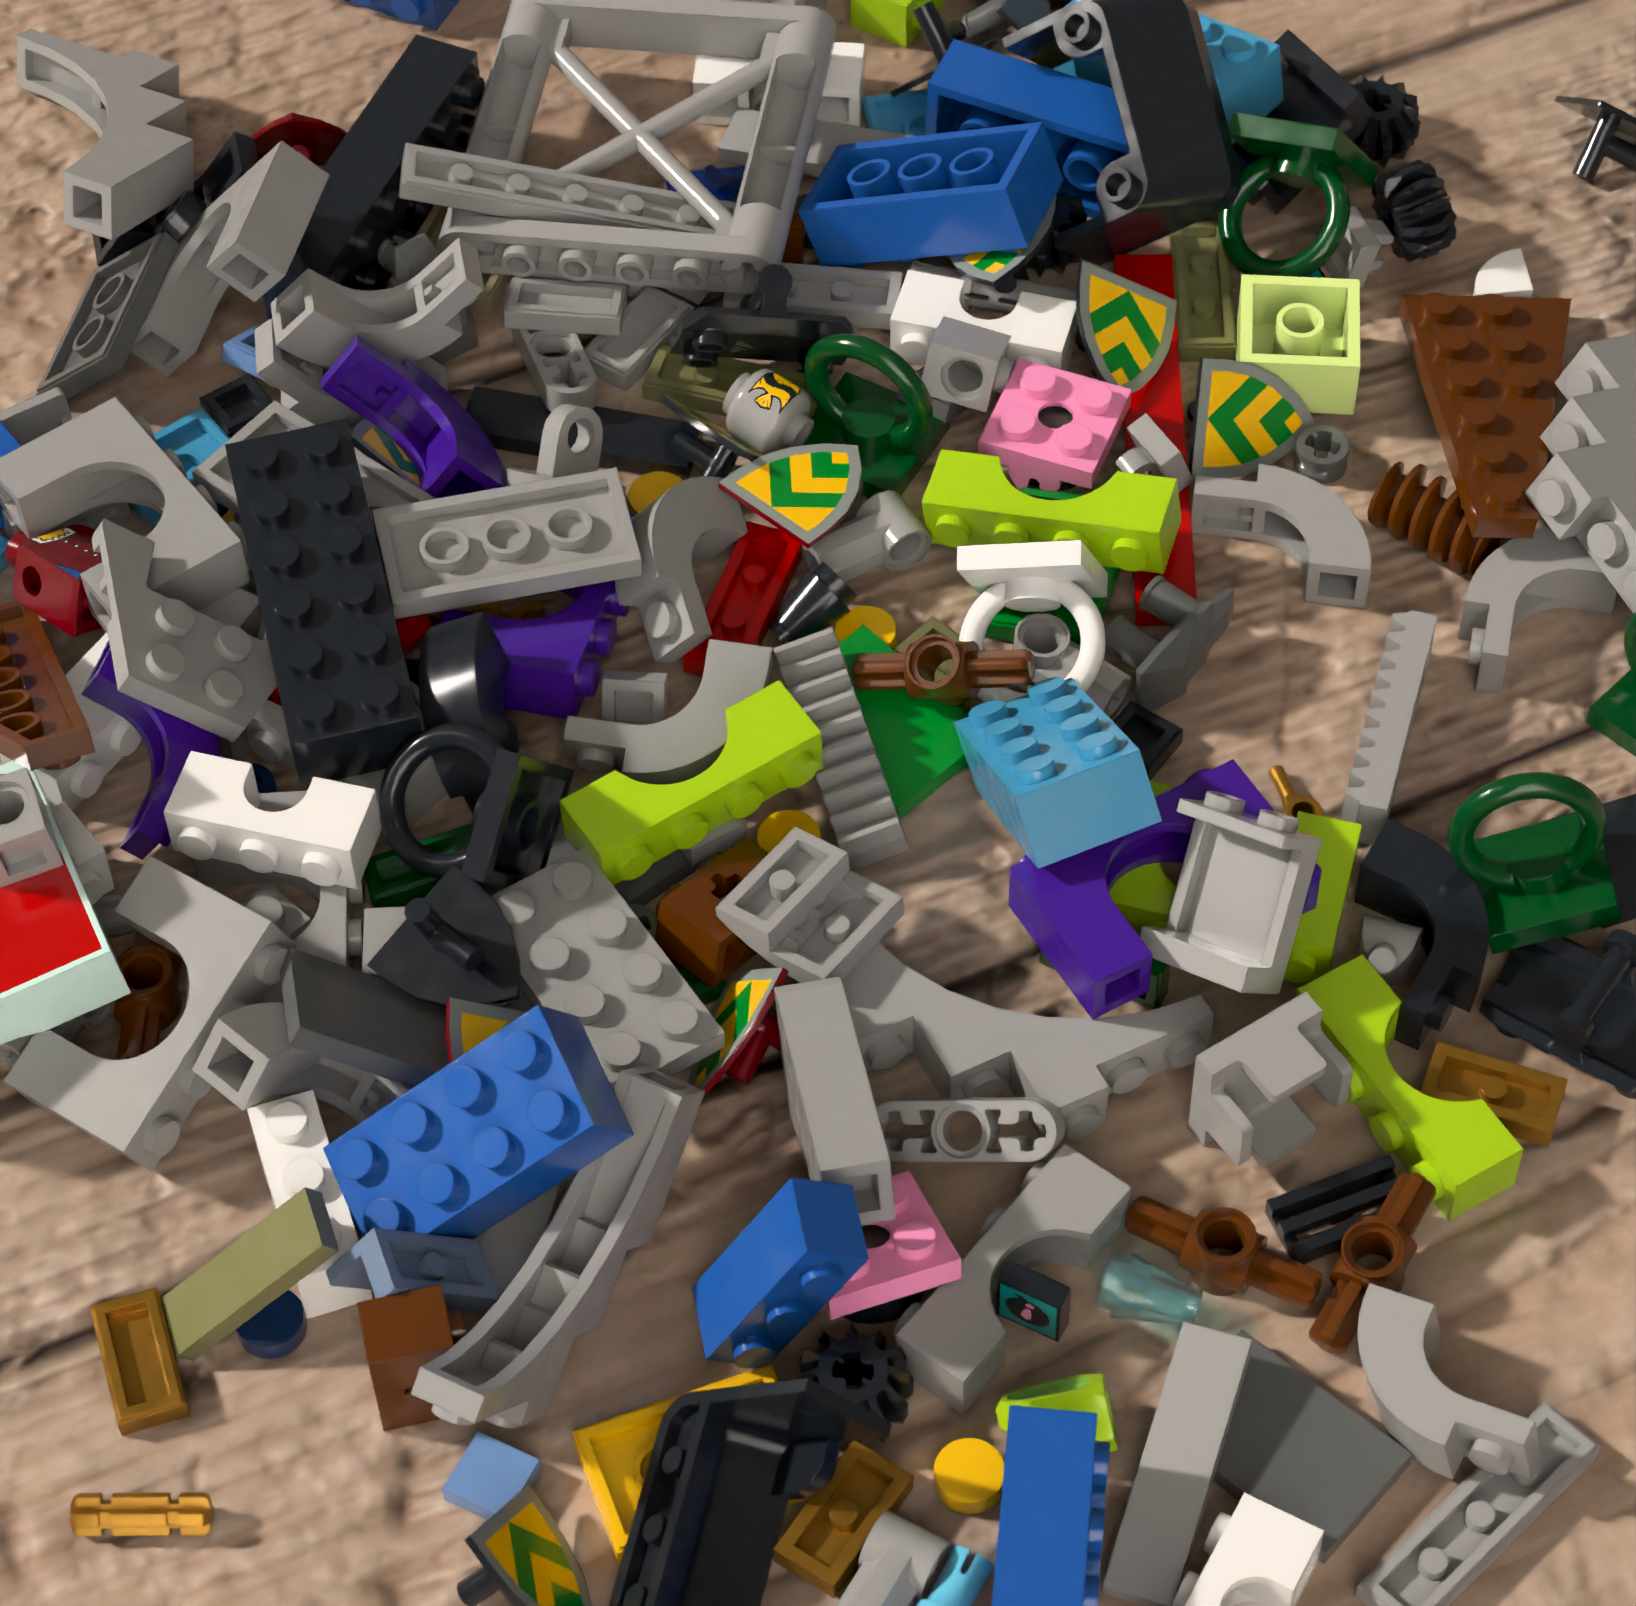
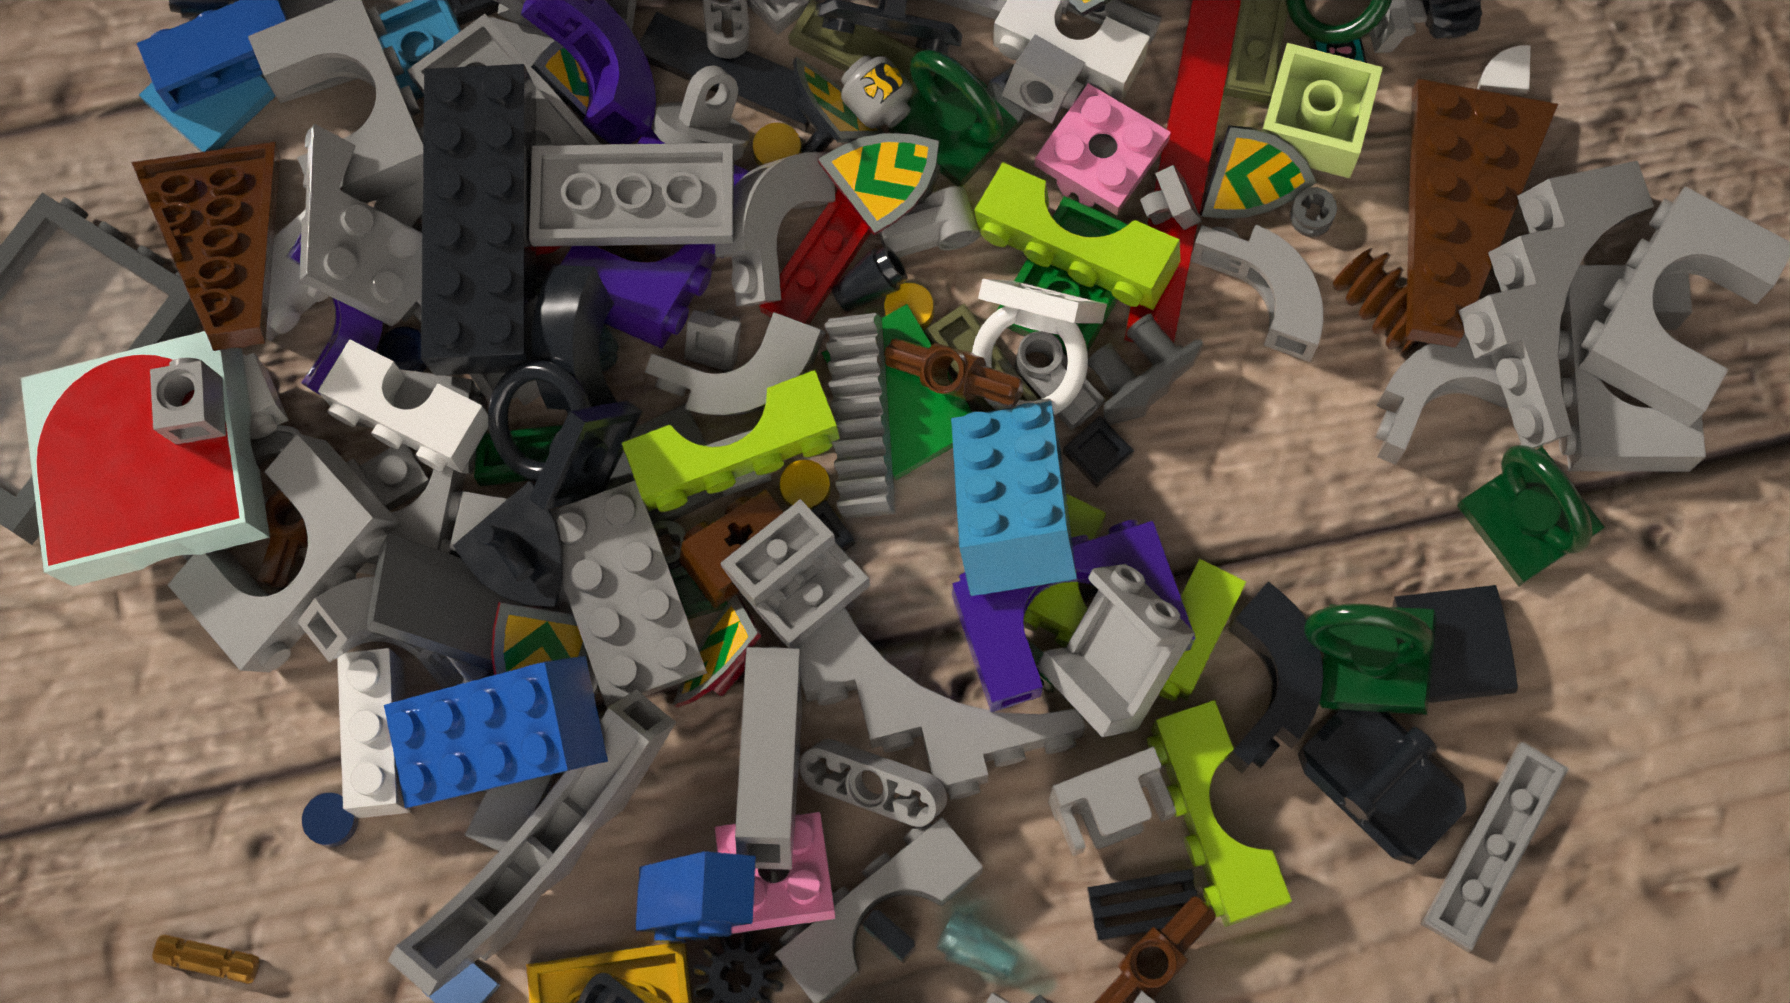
camera: 15 degrees right, 20 degrees up
(50, 578) = (286, 125): dark red torso -> none
(139, 1361) = (230, 829): pearl gold tile -> none
(249, 1274) = (313, 794): tile -> none
(399, 1338) = (412, 889): reddish brown brick -> none
(409, 1261) = (435, 827): sand blue panel -> none
(1122, 326) = (1179, 69): shield -> none
(1228, 1229) = (1065, 946): reddish brown axle -> none
(1290, 800) = (1202, 533): pearl gold hand -> none
(1388, 722) = (1295, 484): light grey gear -> none
(1389, 946) = (1238, 686): light grey piece -> none
(1518, 1095) = (1291, 833): pearl gold plate -> none

